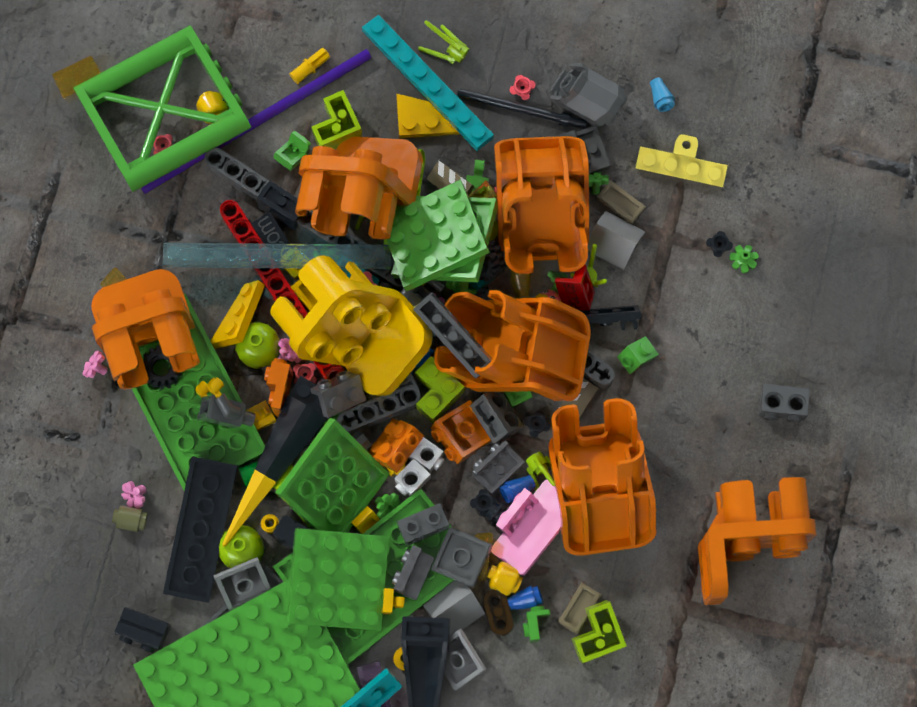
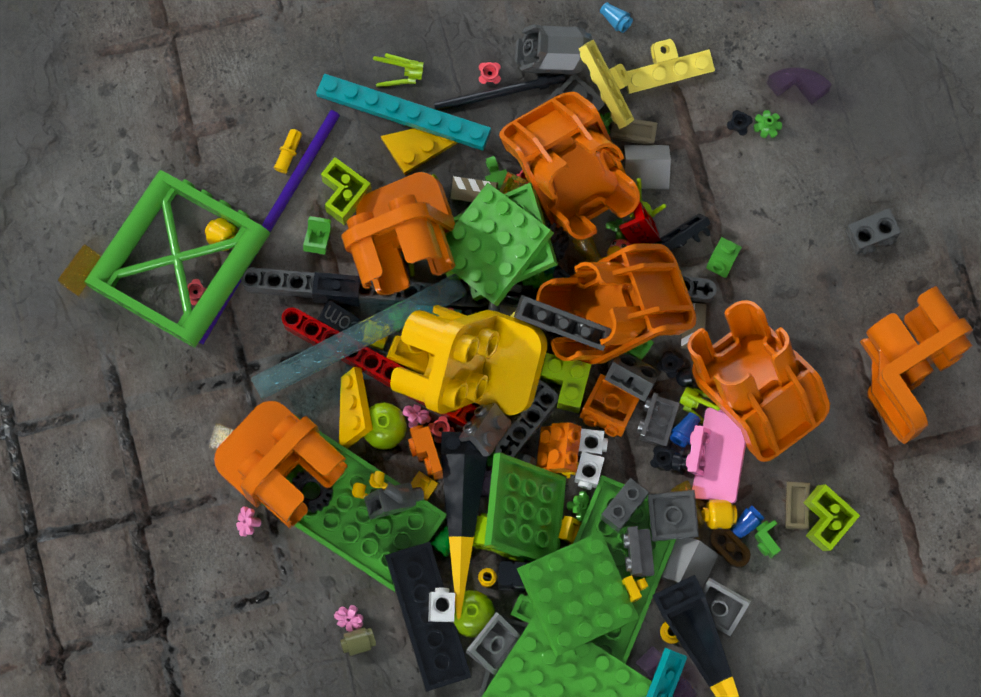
camera: 30 degrees left, 0 degrees up
(214, 537) = (434, 614): none -> white brick
(541, 443) = (684, 378): none -> black hinge
(618, 148) = (609, 83): none -> light yellow plate
(802, 242) = (808, 82): none -> clear purple brick

